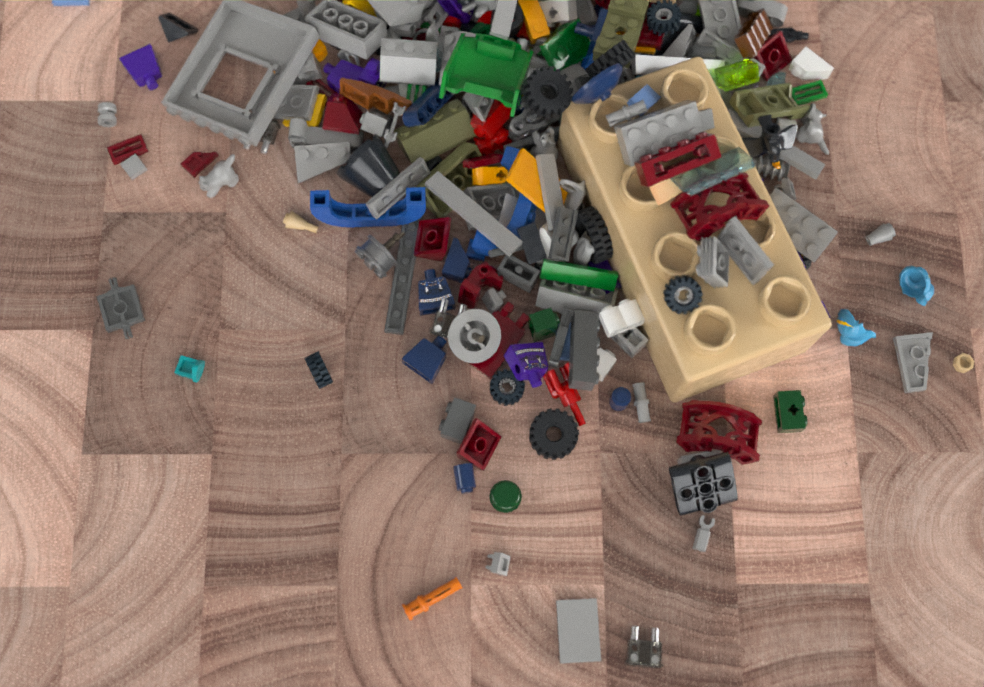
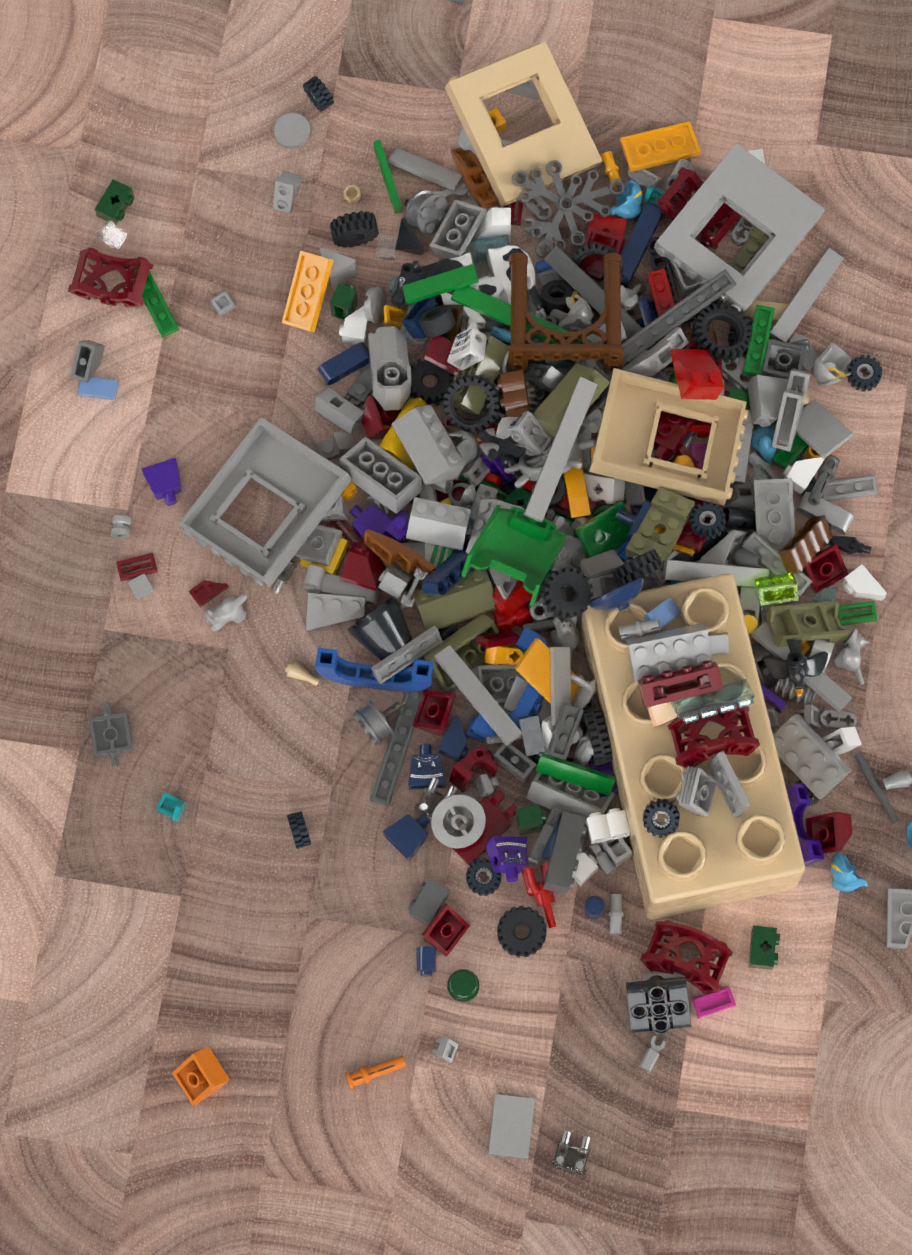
camera: 15 degrees right, 0 degrees up
(174, 27) = (202, 439): black slope -> none
(255, 632) = (200, 1075): none -> orange slope
(620, 353) = (603, 859): none -> light grey bar
(752, 473) = (713, 1002): none -> dark pink tile
(812, 190) = (835, 725): none -> light grey beam
(823, 205) = (843, 740): none -> white slope
(833, 290) = (831, 829): none -> dark red slope
(861, 245) = (876, 787): none -> dark grey bar

